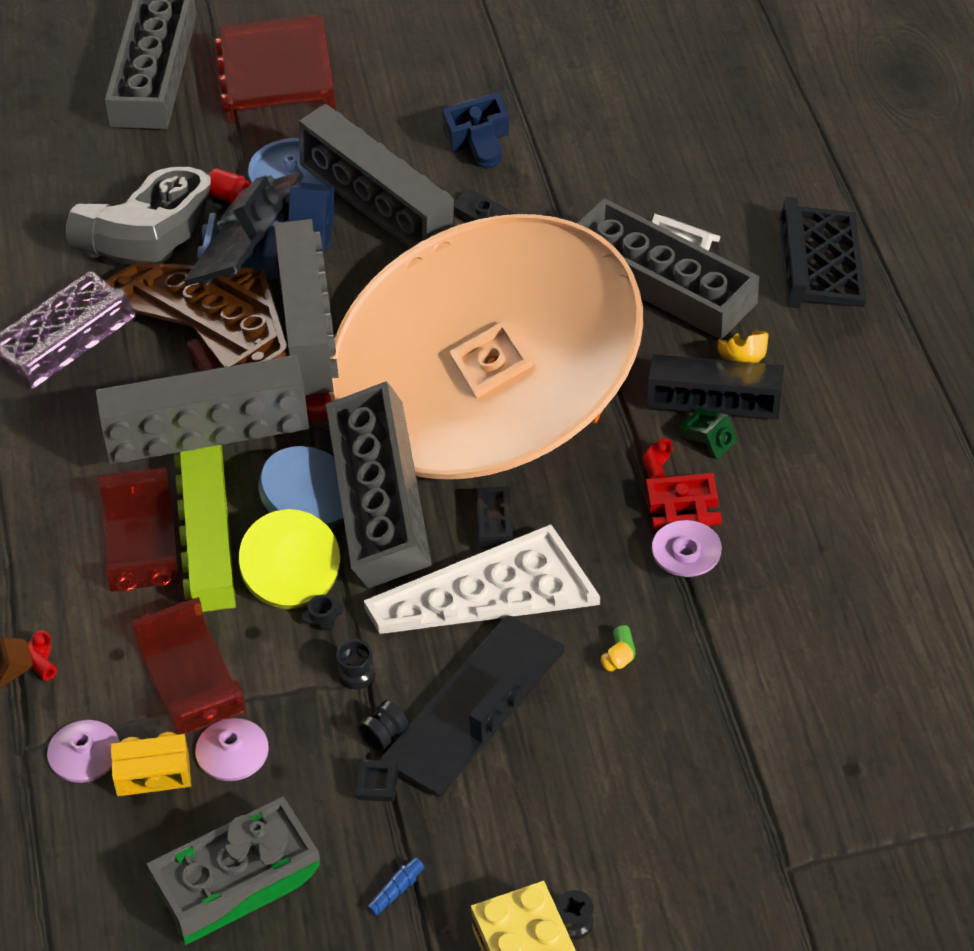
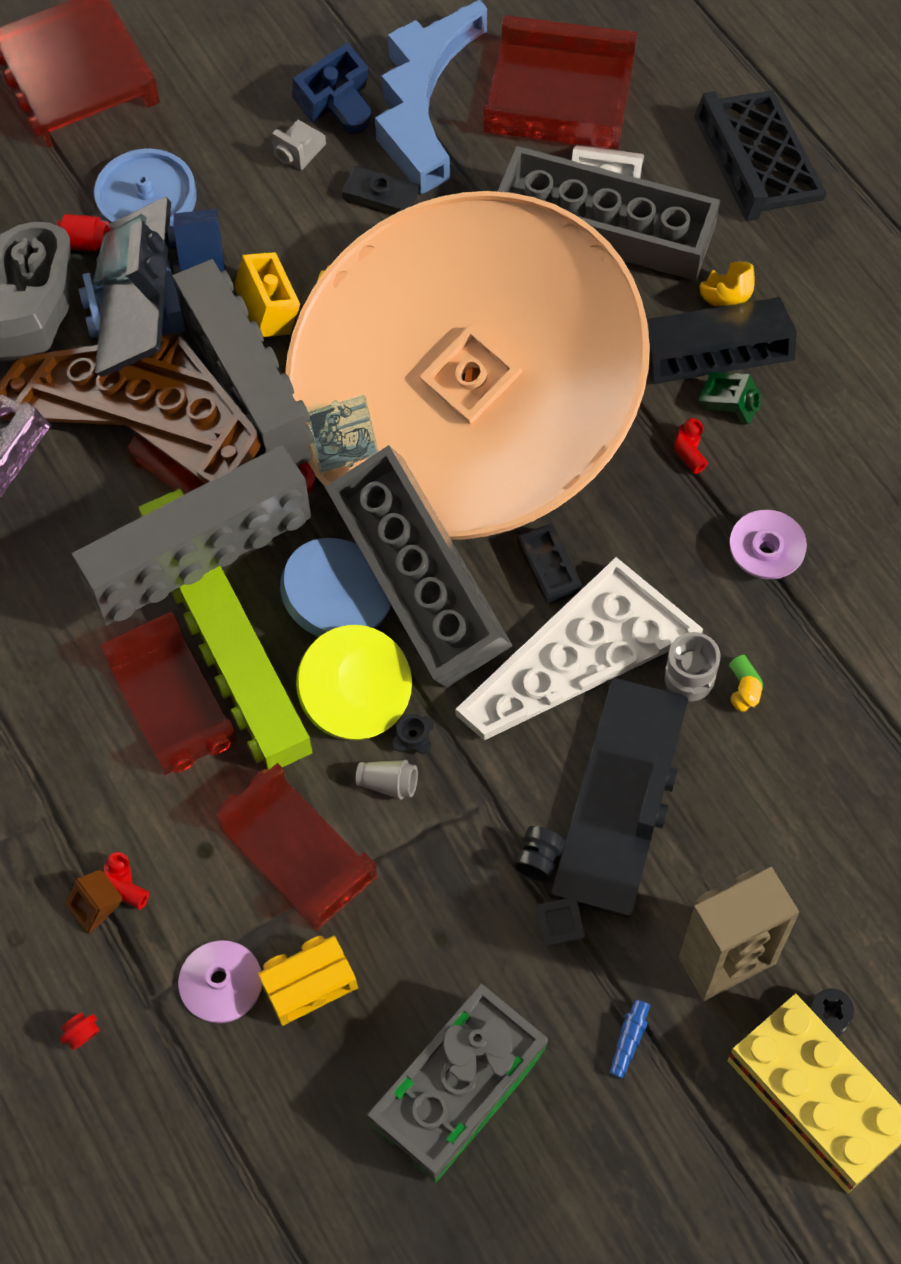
camera: 20 degrees left, 15 degrees up
(233, 760) = (388, 946): lavender dish -> none
(288, 638) = (388, 777): none -> light grey cone
(351, 262) = (267, 293): none -> yellow brick
(355, 664) = (476, 779): black wheel -> none
(364, 371) = (342, 433): none -> clear light blue piece
(373, 178) = (254, 186): dark grey brick -> none
(433, 163) = (297, 145): none -> light grey bracket
(506, 811) = (737, 932): none -> dark tan brick
(543, 142) = (420, 59): none -> medium blue arch
(576, 620) = (692, 665): none -> light grey wheel
(674, 166) = (561, 82): none -> clear red panel
(683, 493) = (736, 478): red plate -> none

